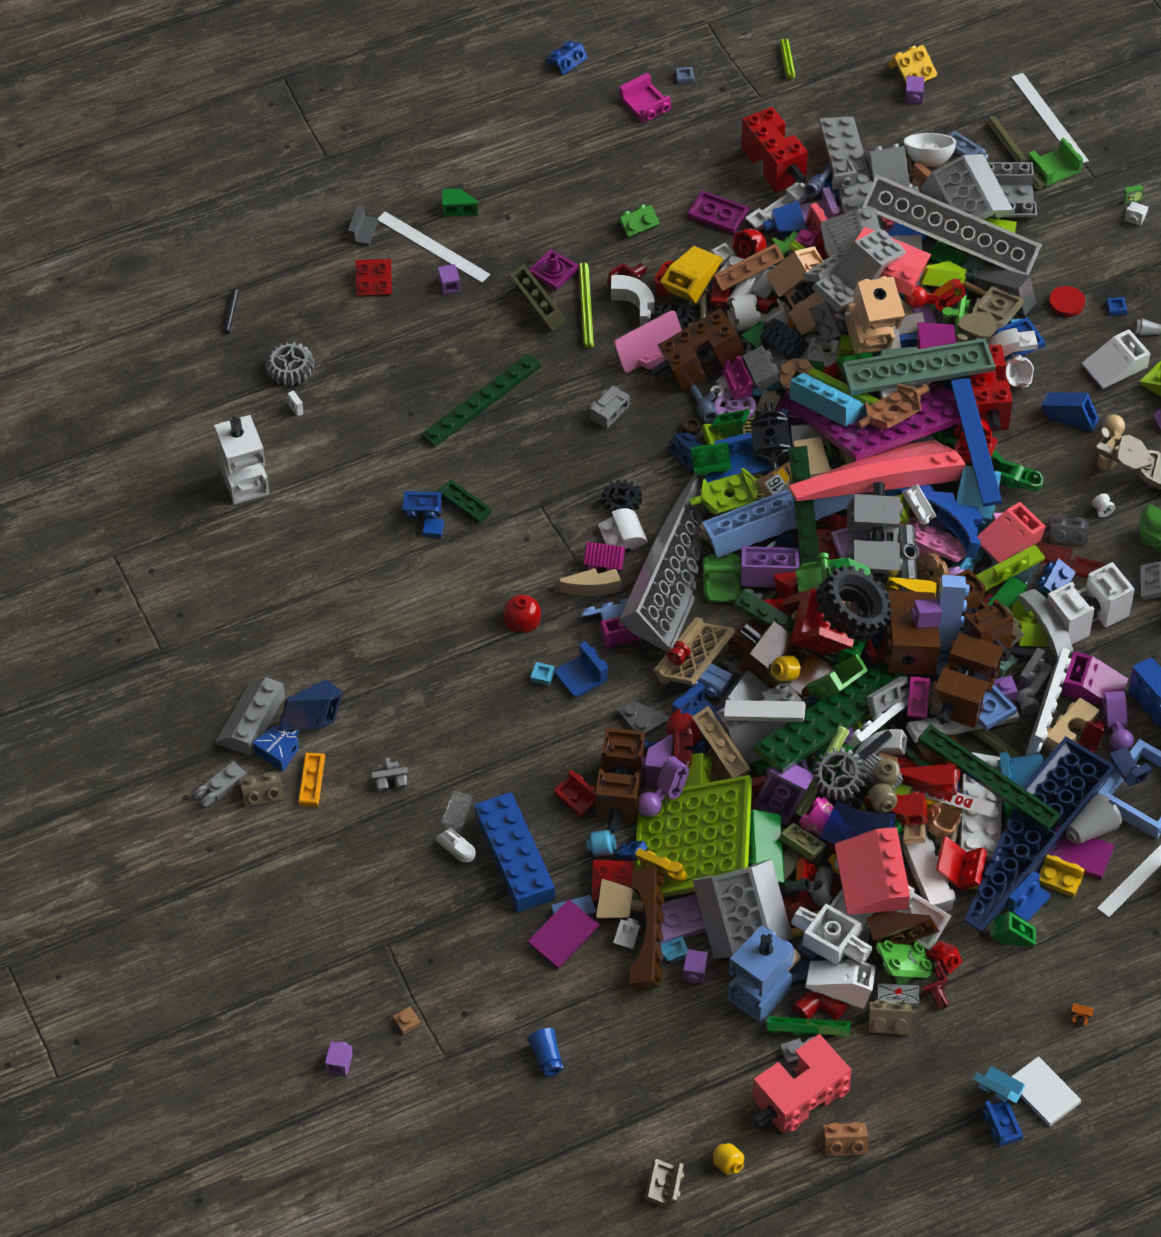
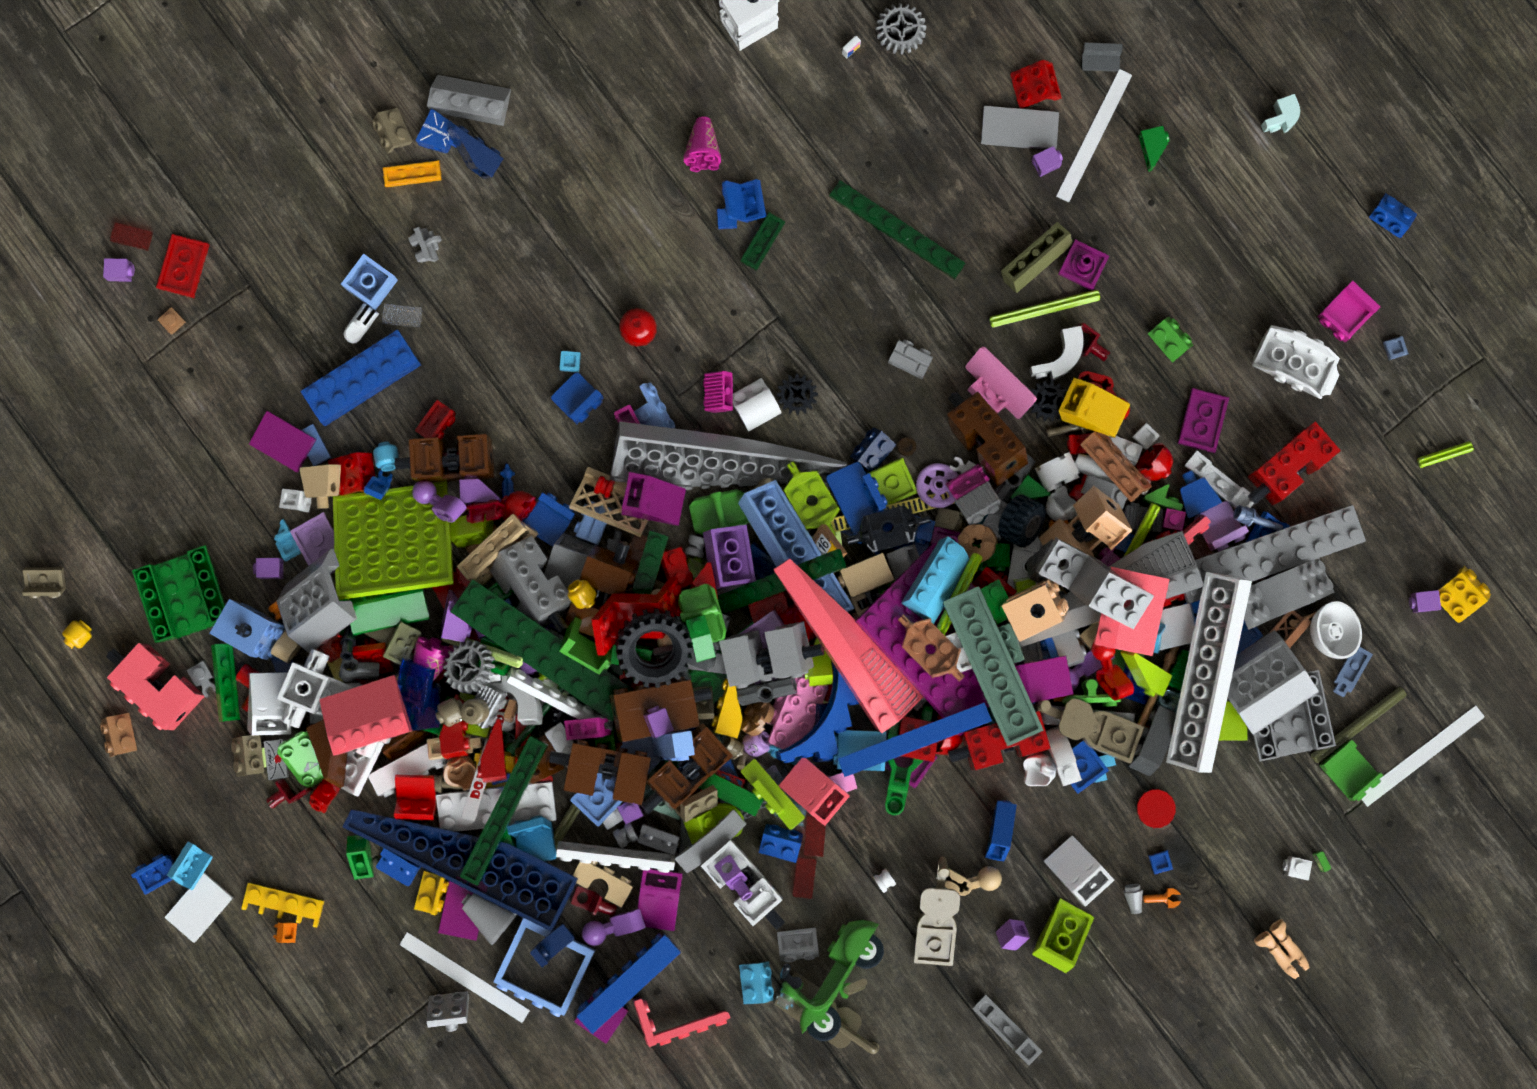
camera: 80 degrees right, 30 degrees up
(220, 784) = (392, 92): light grey hinge -> none
(304, 1044) = (131, 236): none -> clear red tile
(350, 1001) = (182, 266): none -> red tile
(358, 529) = (702, 148): none -> dark pink cone
(410, 296) = (1019, 128): none -> light grey tile
(416, 826) = (369, 282): none -> light blue brick
(455, 109) = (1287, 115): none -> light aqua brick
(546, 1051) = (156, 451): blue plant -> none
(591, 583) = (686, 387): tan slope -> none
(642, 718) = (538, 466): flat silver wing -> none
(646, 970) = (333, 509): reddish brown arch -> none
(669, 869) = (356, 516): yellow hinge -> none
(677, 136) = (1297, 361): none -> white slope
(699, 616) = (653, 499): none -> magenta slope
(706, 407) = (925, 458): sand blue piece -> none
(706, 1045) = (180, 595): none -> green slope
(711, 458) = (848, 474): green bracket -> none
(731, 422) = (907, 484): green slope -> none
(764, 711) = (519, 582): white tile -> none
(823, 269) = (1102, 548): light grey tile -> none
(845, 179) = (1251, 549): light grey bracket -> none
(875, 745) = (509, 694): black tile -> none
(887, 696) = (574, 699): light grey hinge -> none
(919, 504) = (827, 689): white hinge -> none
(1050, 1012) = (283, 902): none -> yellow hinge
(1069, 531) = (847, 849): flat silver bracket -> none
(1086, 594) = (735, 878): none -> medium lavender bracket
(1150, 308) = (1163, 898): none -> orange bar

